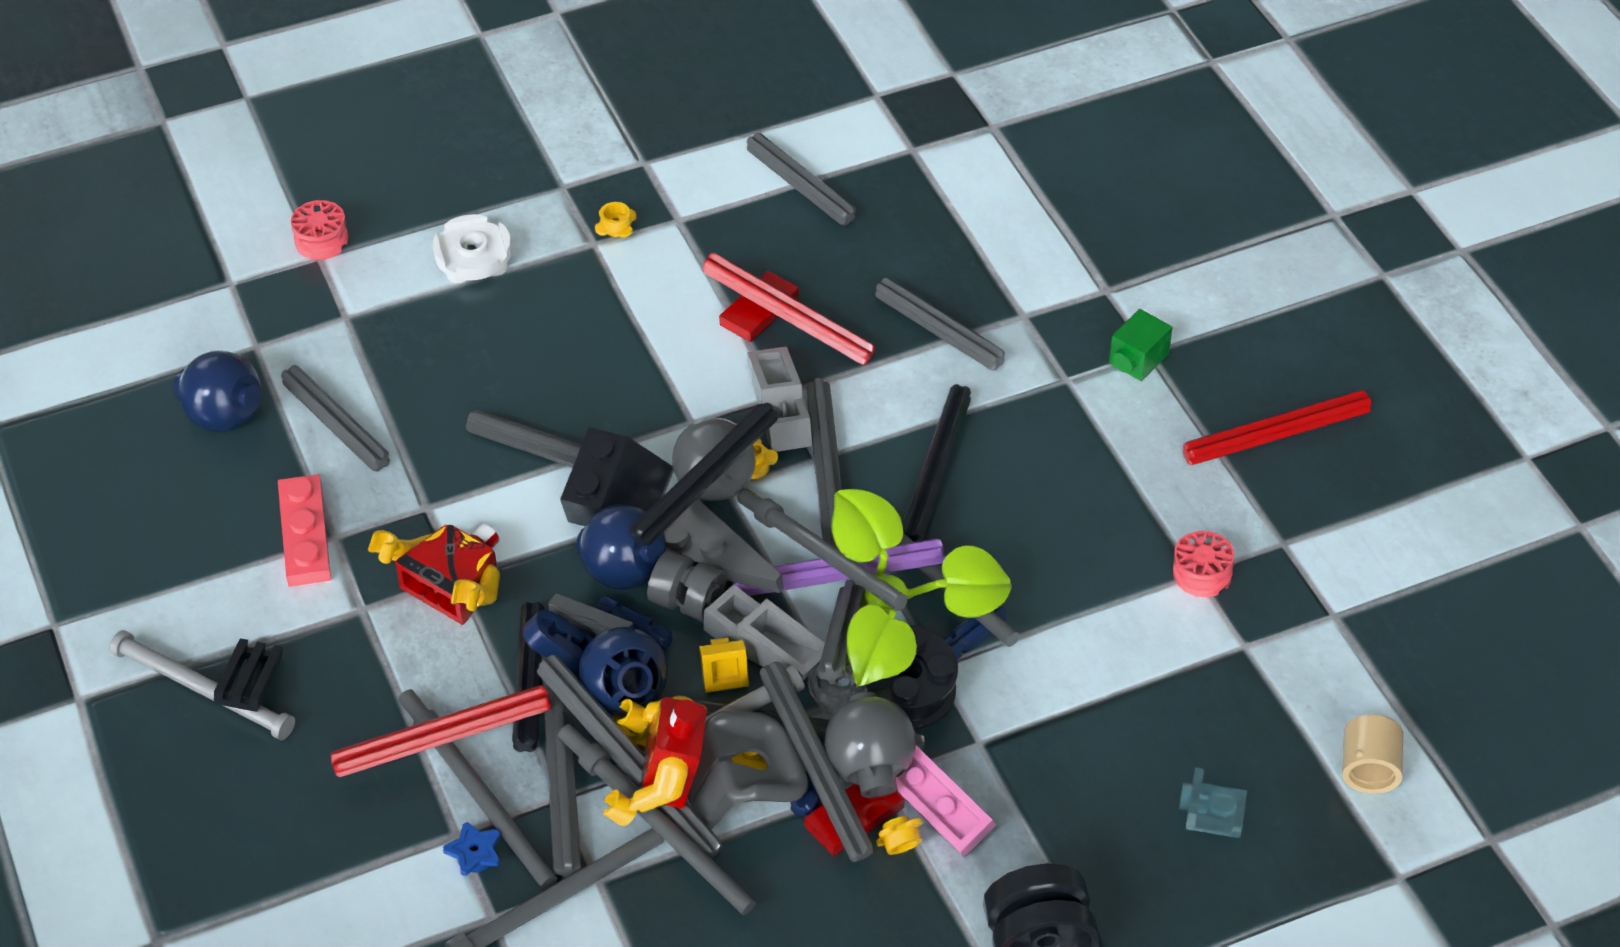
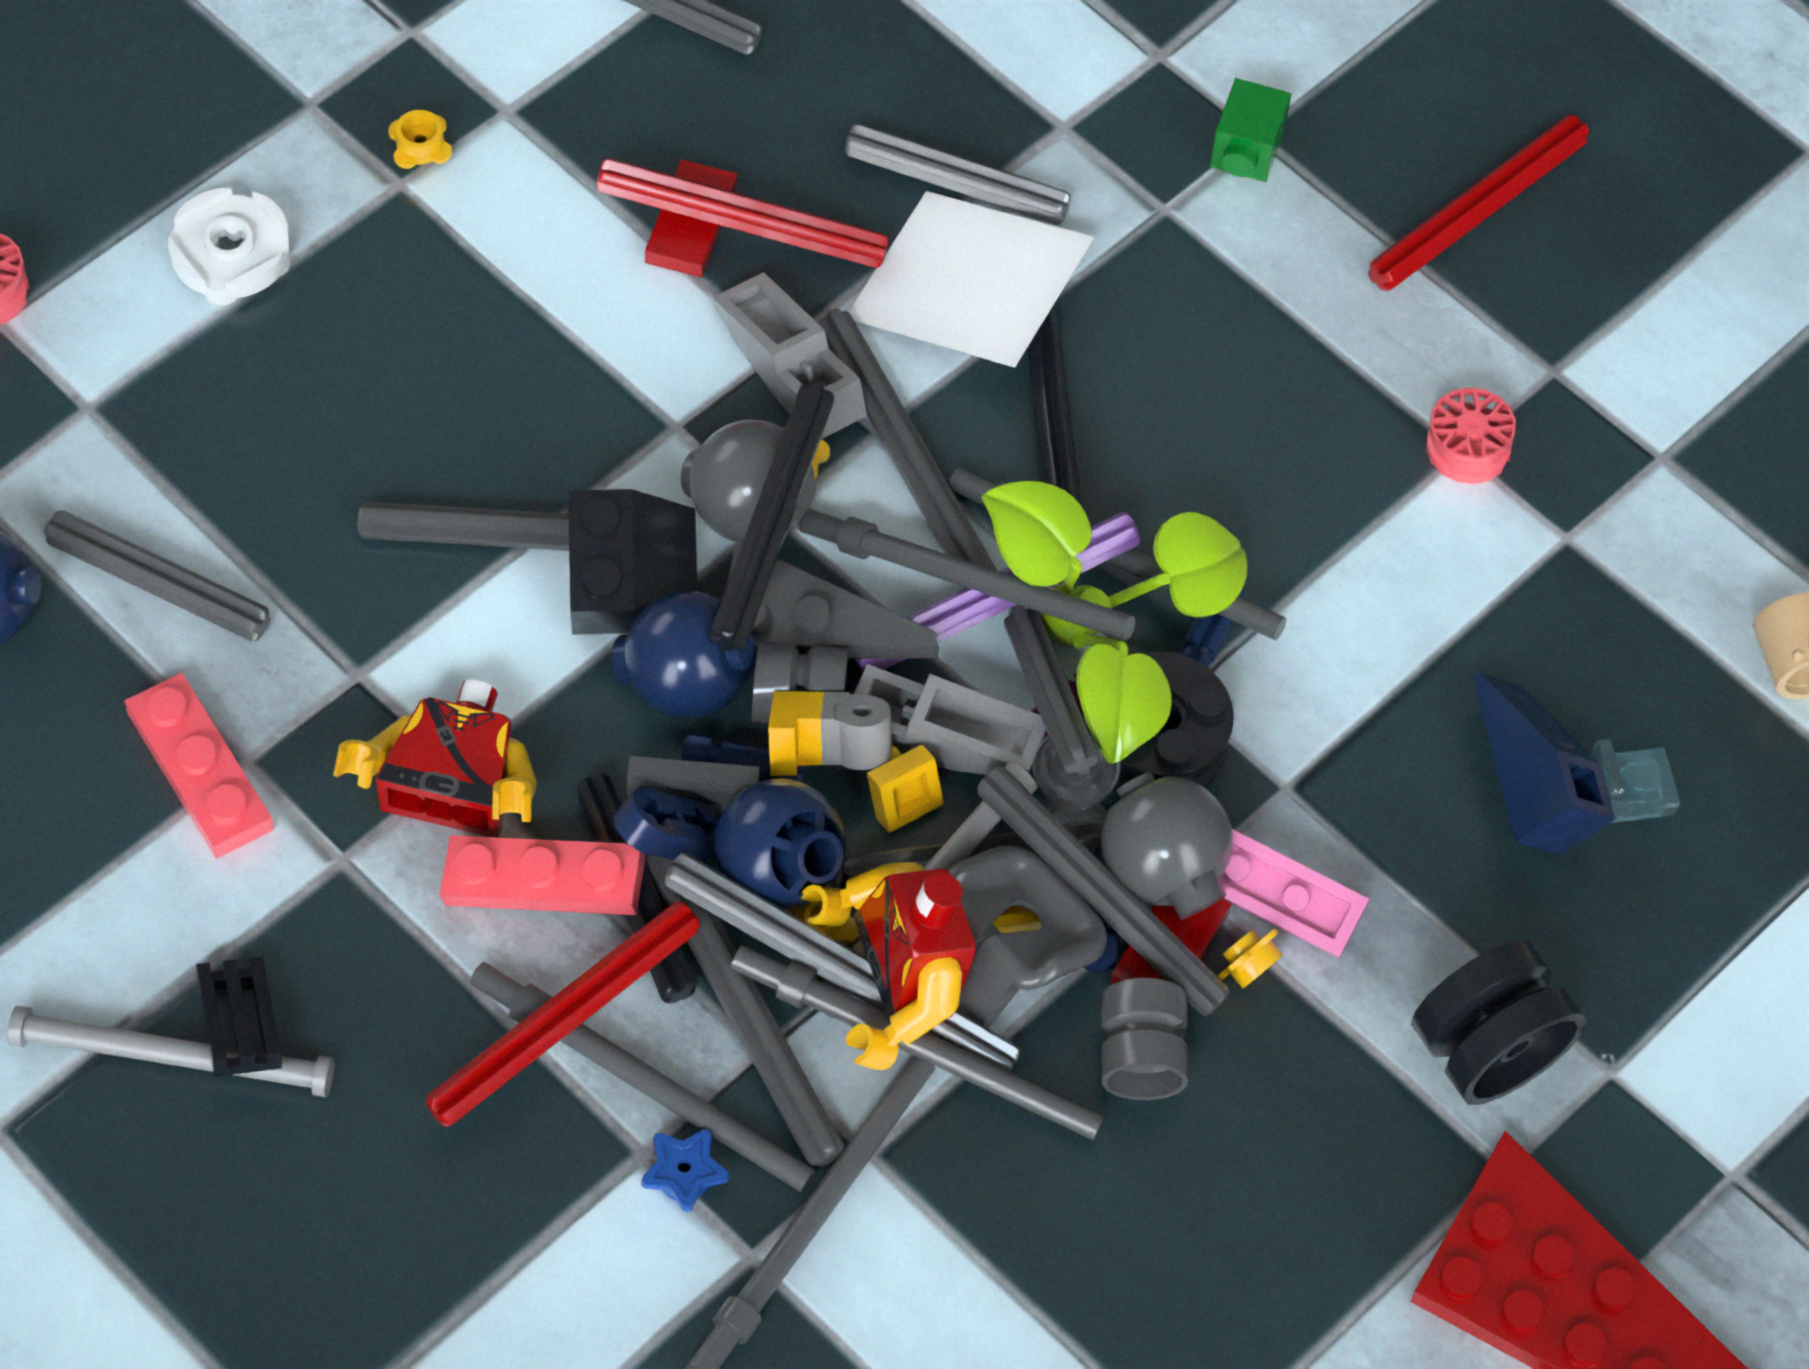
camera: 25 degrees left, 10 degrees up
(473, 650) = (542, 875): none -> coral plate
(684, 613) = (828, 731): none -> leg
(803, 863) = (1144, 1039): none -> dark grey wheel
(916, 384) = (970, 278): none -> white sticker
(1151, 779) = (1546, 776): none -> dark blue slope

